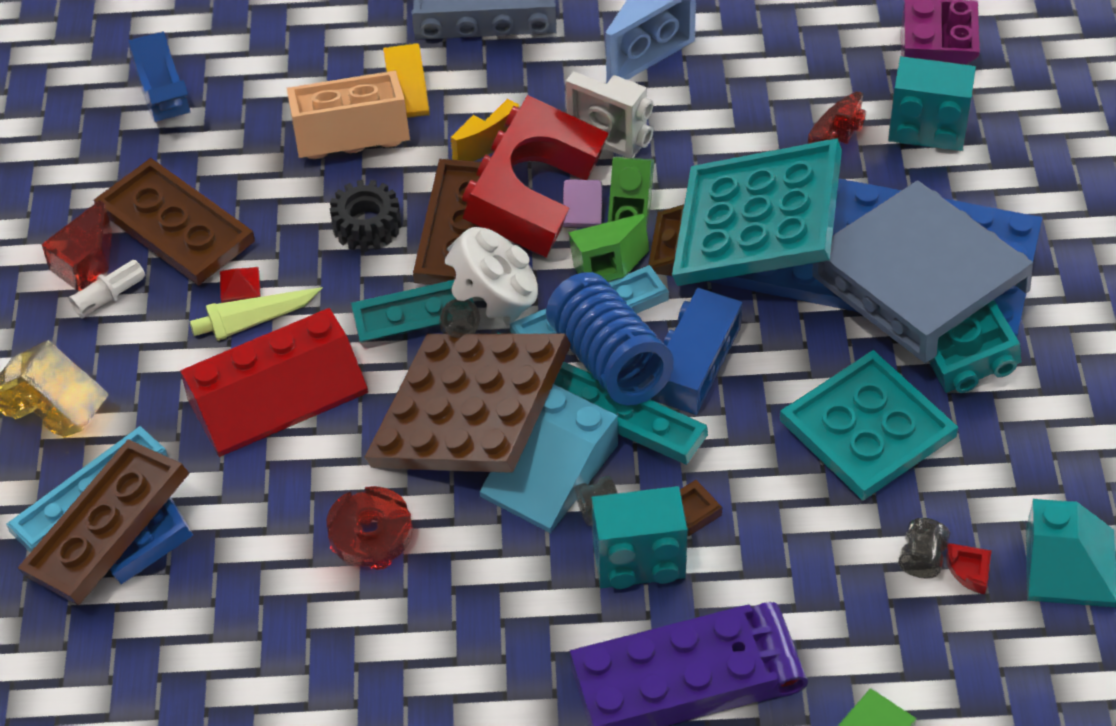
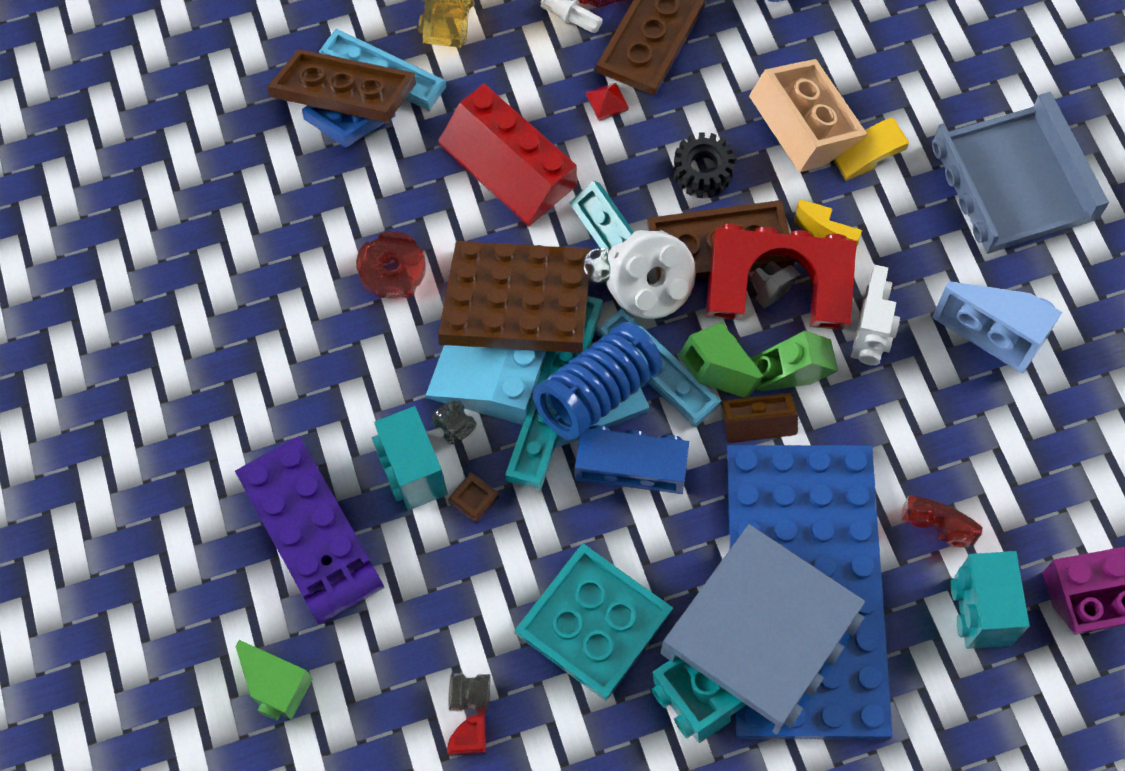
camera: 75 degrees right, 15 degrees up
(239, 315) = (574, 110): yellowish green bar -> none
(539, 179) = (773, 282): none -> dark grey tile
(584, 203) = (772, 327): lavender slope -> none
(758, 213) = (786, 471): teal plate -> none

